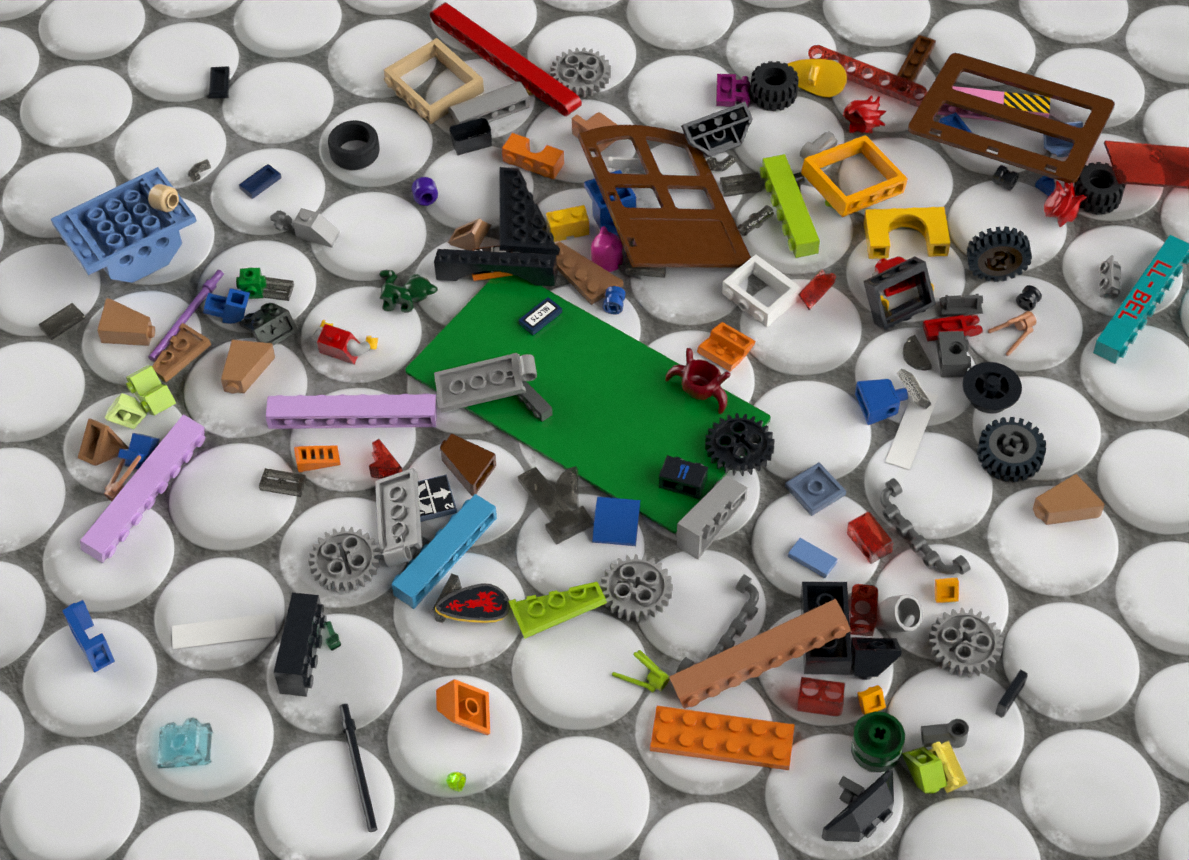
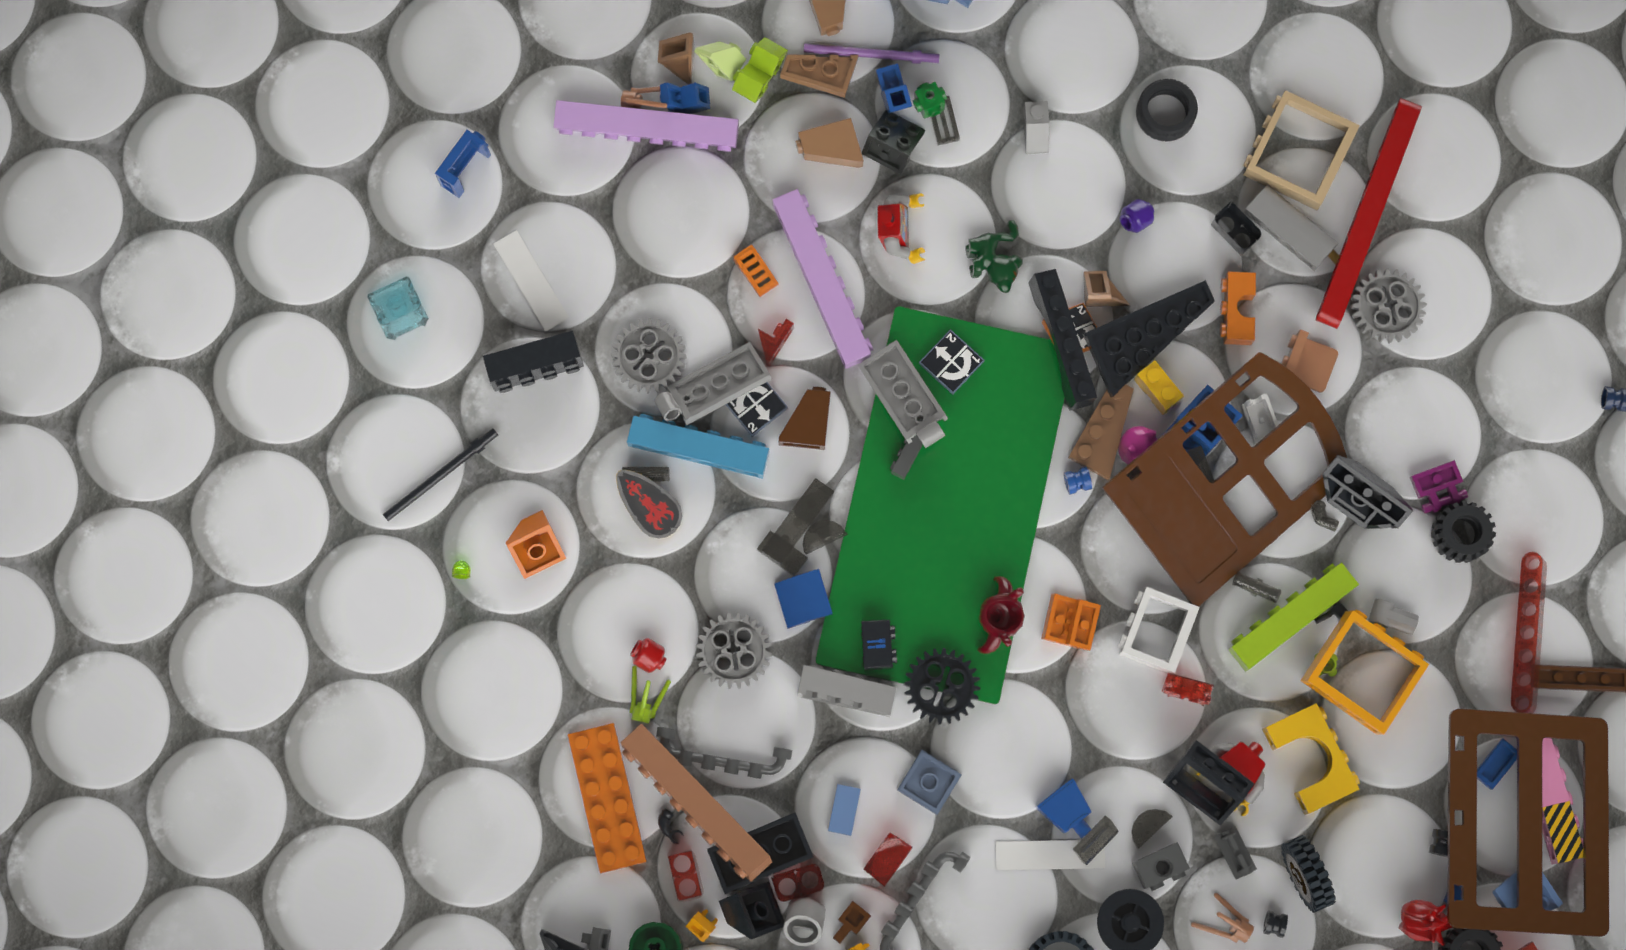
camera: 65 degrees right, 25 degrees up
(260, 181) = (1079, 35): dark blue tile -> none
(281, 220) = (1033, 86): dark grey plant -> none
(282, 486) = (717, 271): clear smoke tile -> none
(333, 641) = (559, 389): clear green hand -> none
(472, 345) = (951, 362): none -> tile
(540, 316) = (1021, 413): tile -> none
(546, 611) = (675, 579): lime wing -> none
(609, 654) = (648, 655): none -> red head
(742, 185) = (1312, 546): clear smoke tile -> none
(768, 699) = (664, 824): none -> black arm
(820, 76) = (1503, 575): yellow shield -> none
(864, 115) = (1462, 651): red hair -> none
(913, 583) = (853, 920): none -> reddish brown plate
(955, 323) = (1198, 851): red hinge -> none

